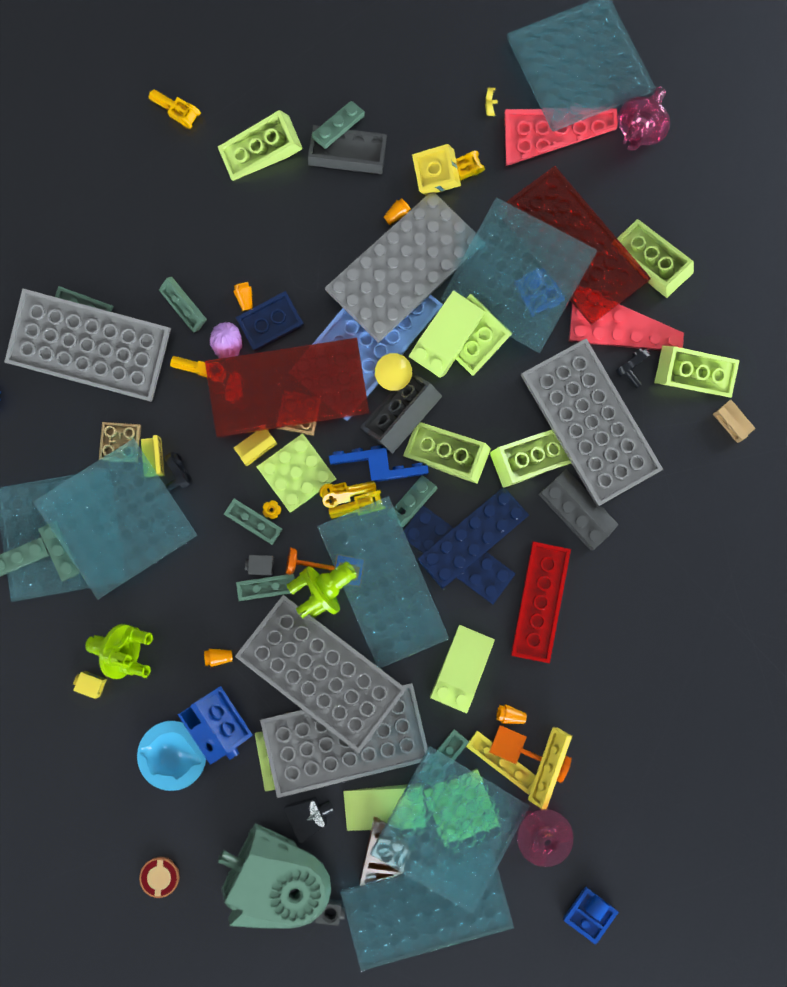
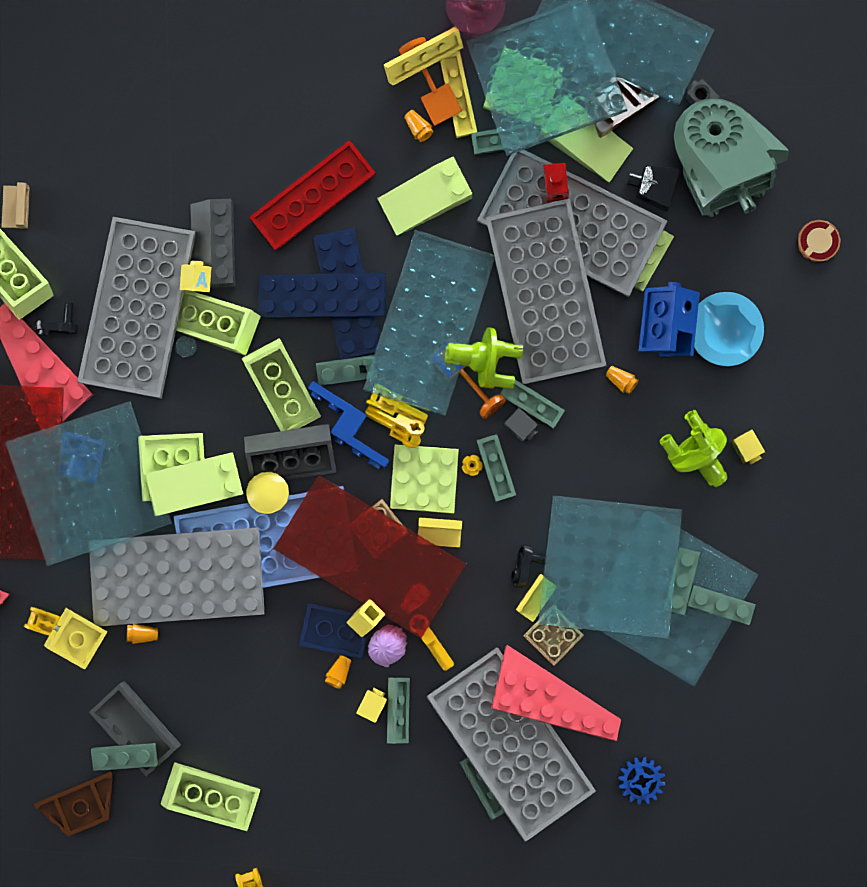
camera: 140 degrees left, 0 degrees up
(94, 392) = (538, 695): none -> coral wing
(202, 293) = (372, 704): none -> light yellow brick
(253, 342) = (365, 618): none -> light yellow brick
(340, 71) = (80, 805): none -> reddish brown wing
(378, 756) = (555, 182): none -> red torso
(535, 424) = (186, 346): none -> clear light blue plate
(569, 474) = (195, 277): none -> light yellow brick

